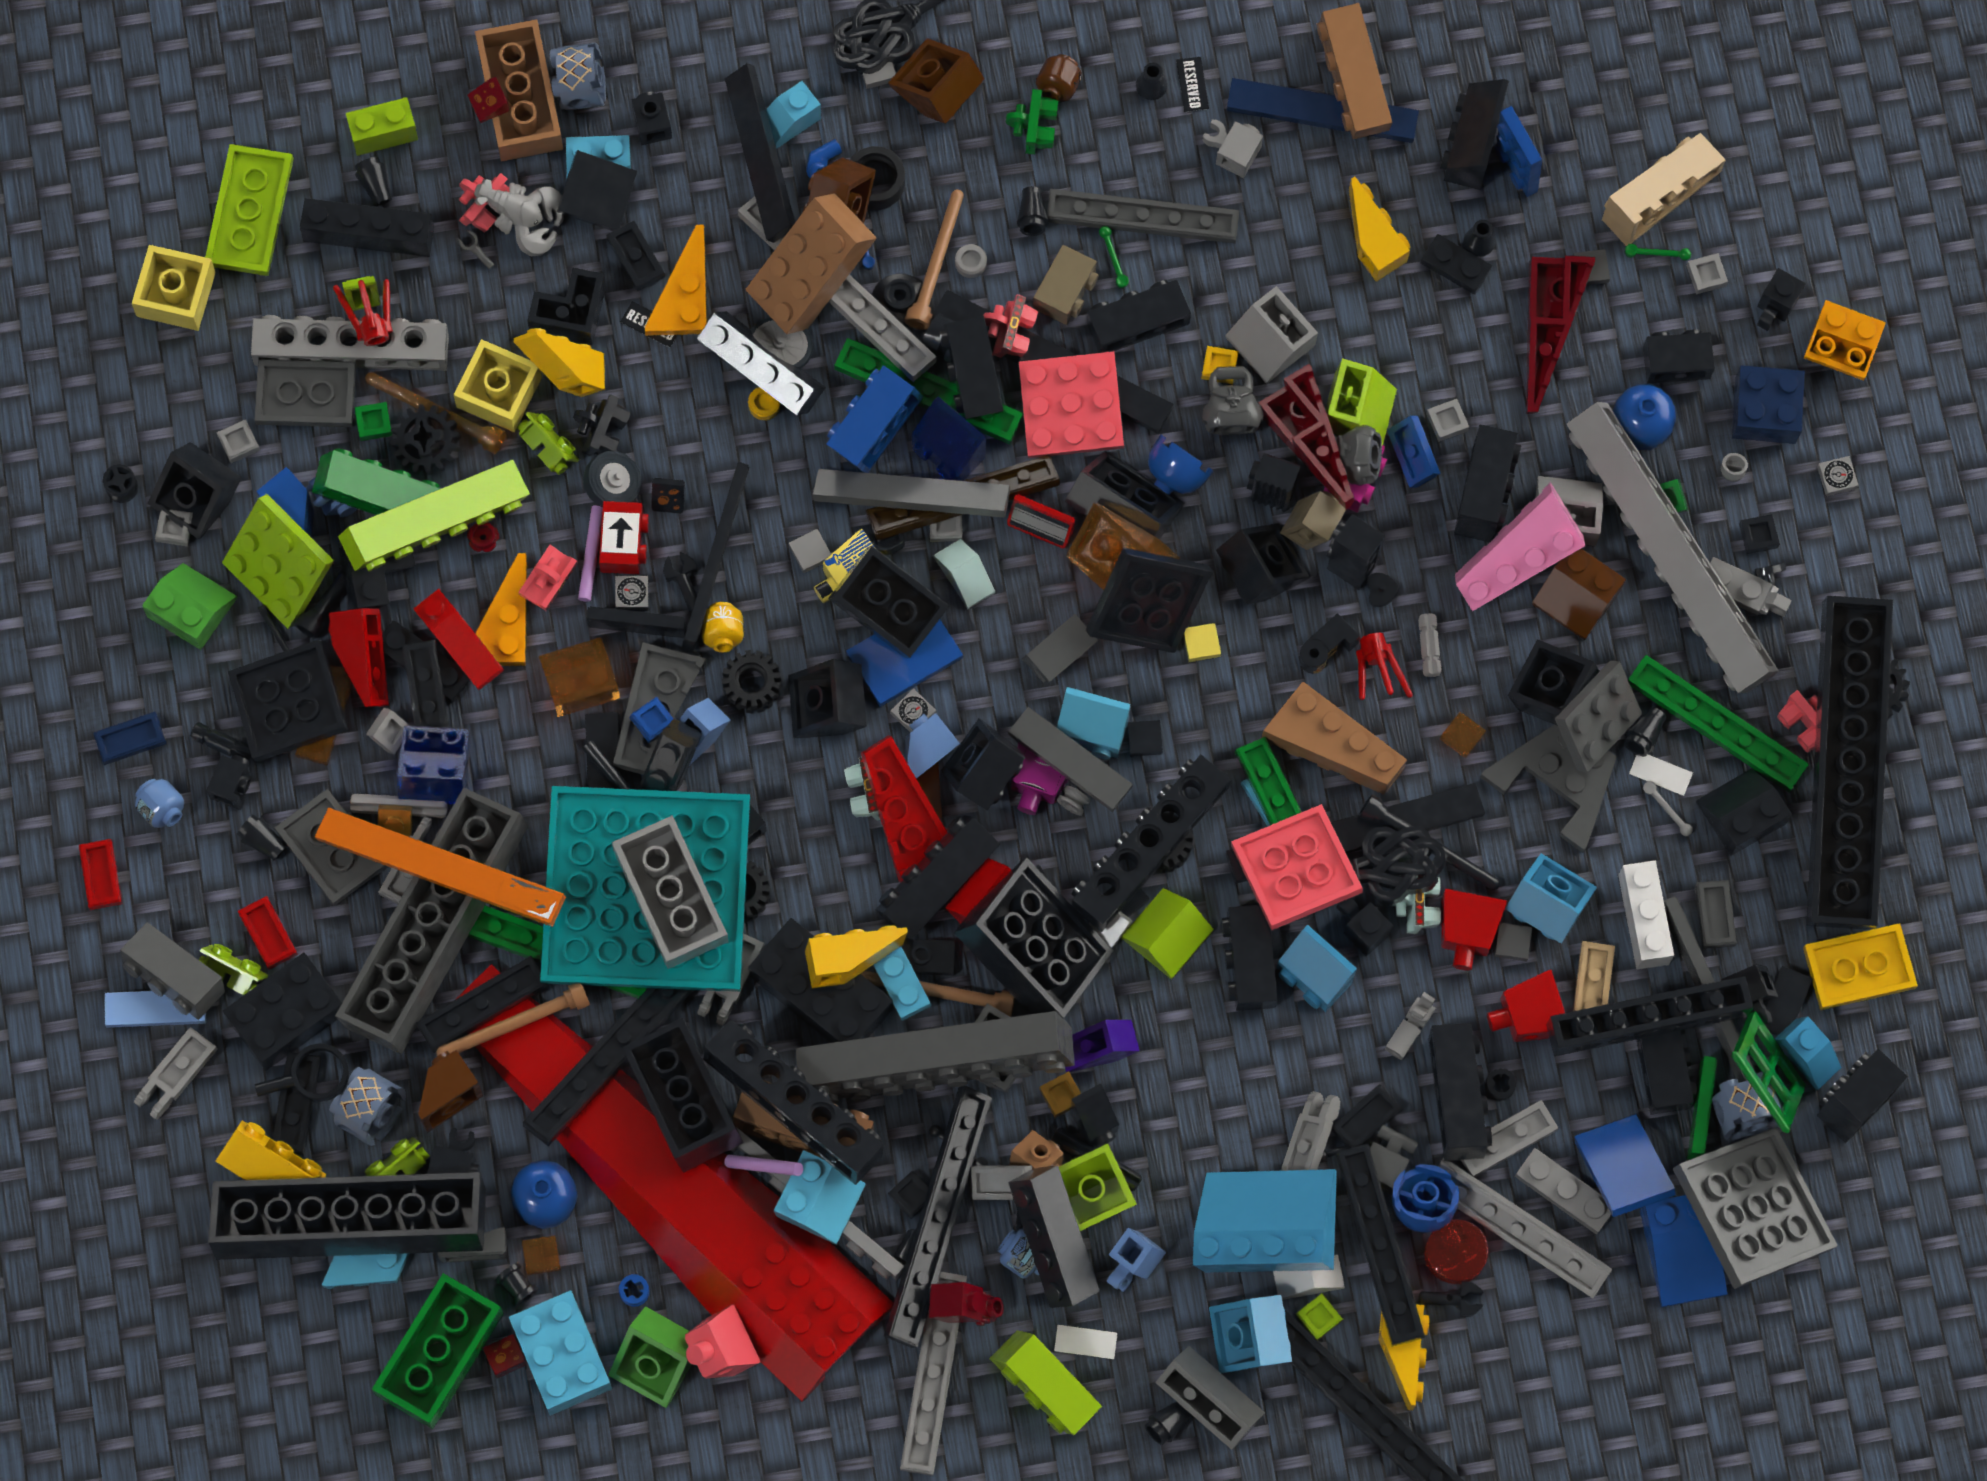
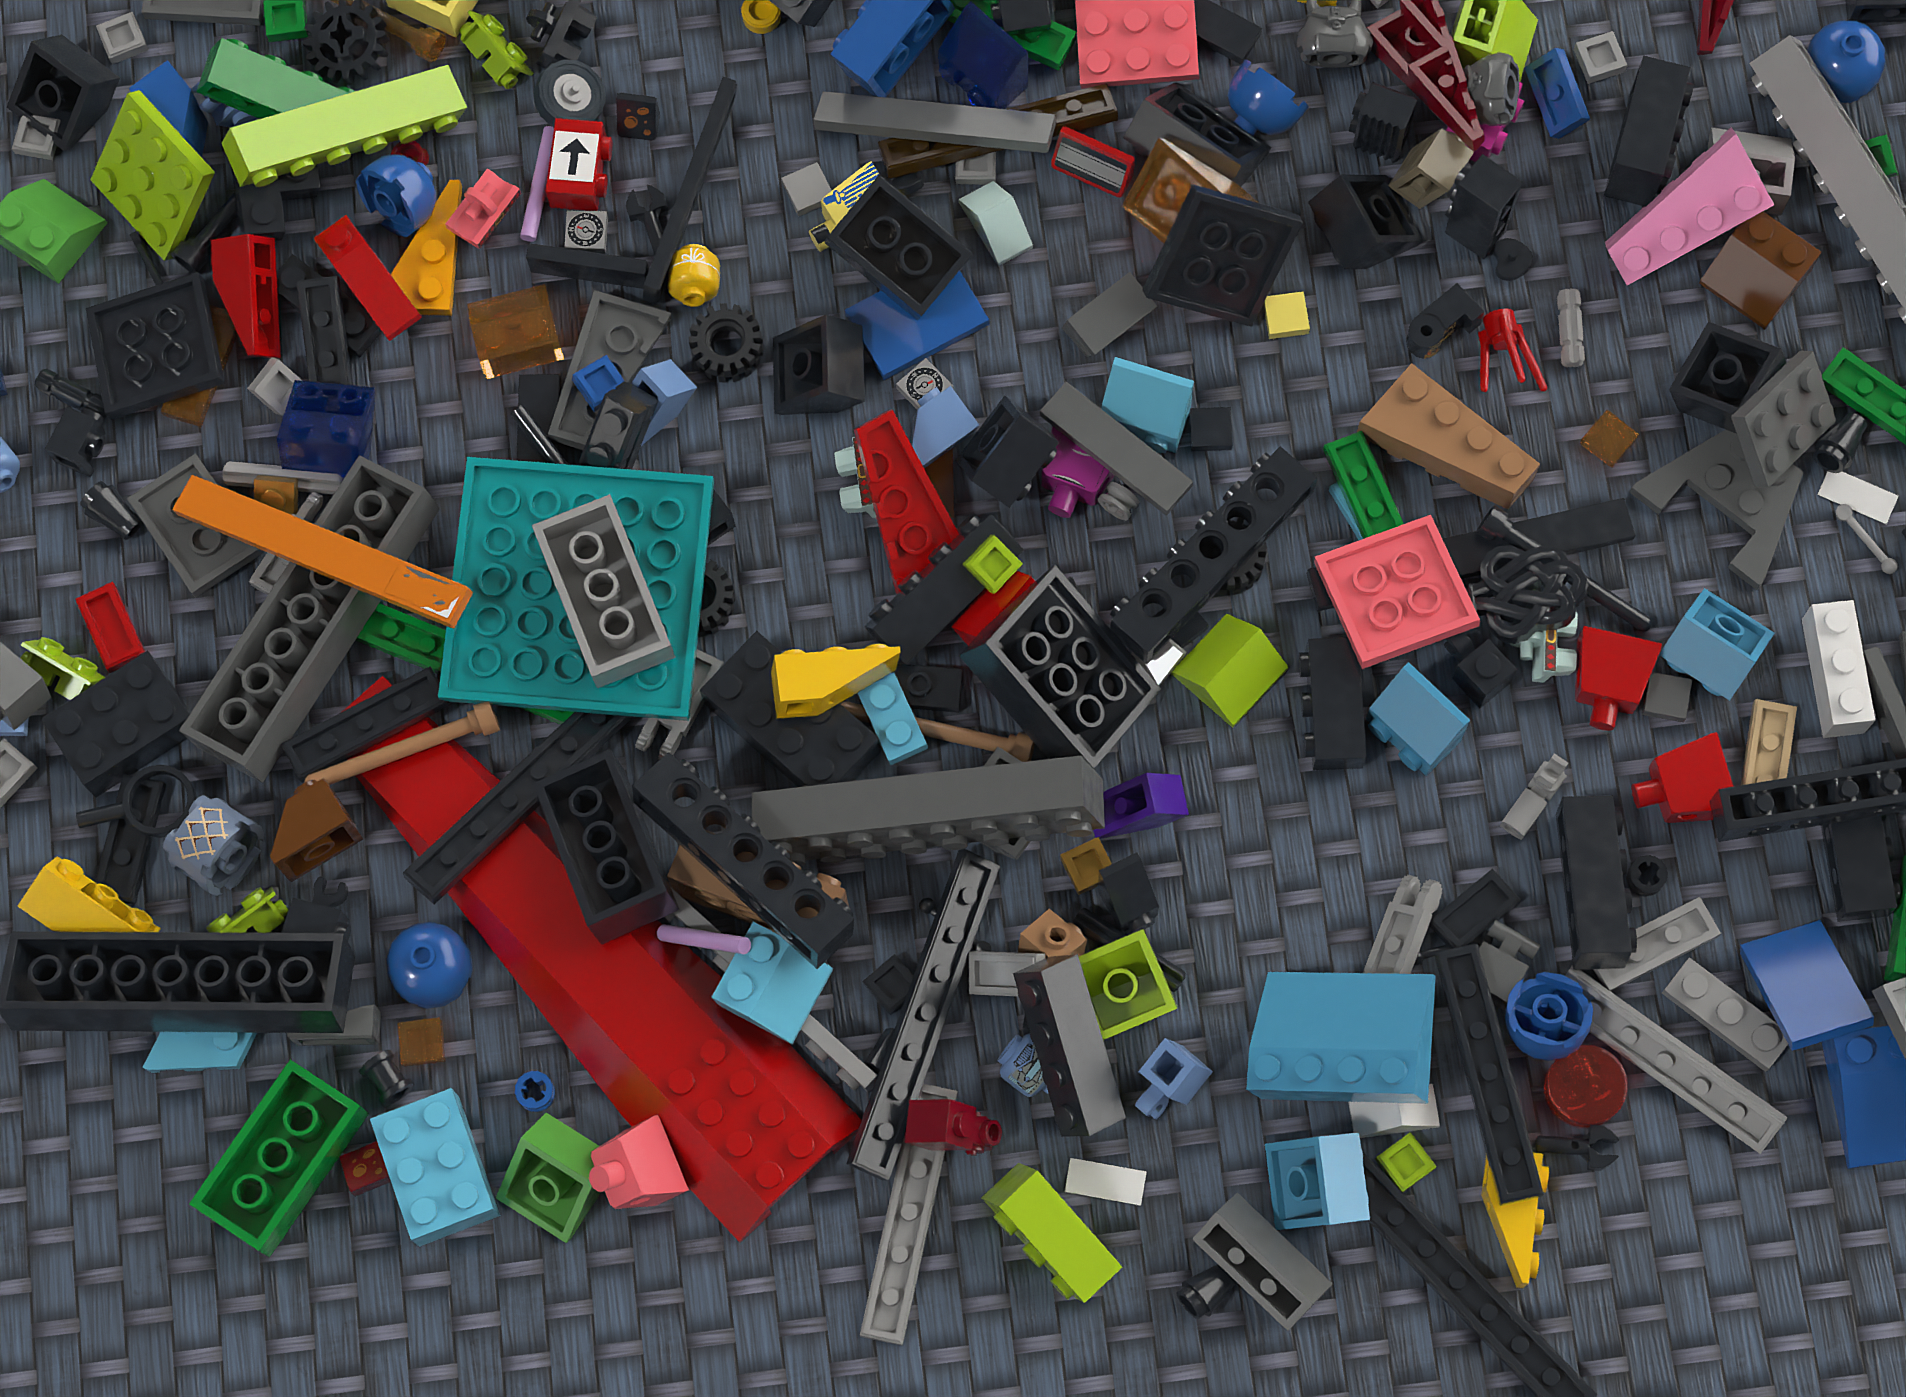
camera: 10 degrees right, 0 degrees up
(478, 566) = (399, 191): none -> blue cylinder
(976, 857) = (992, 564): none -> lime tile

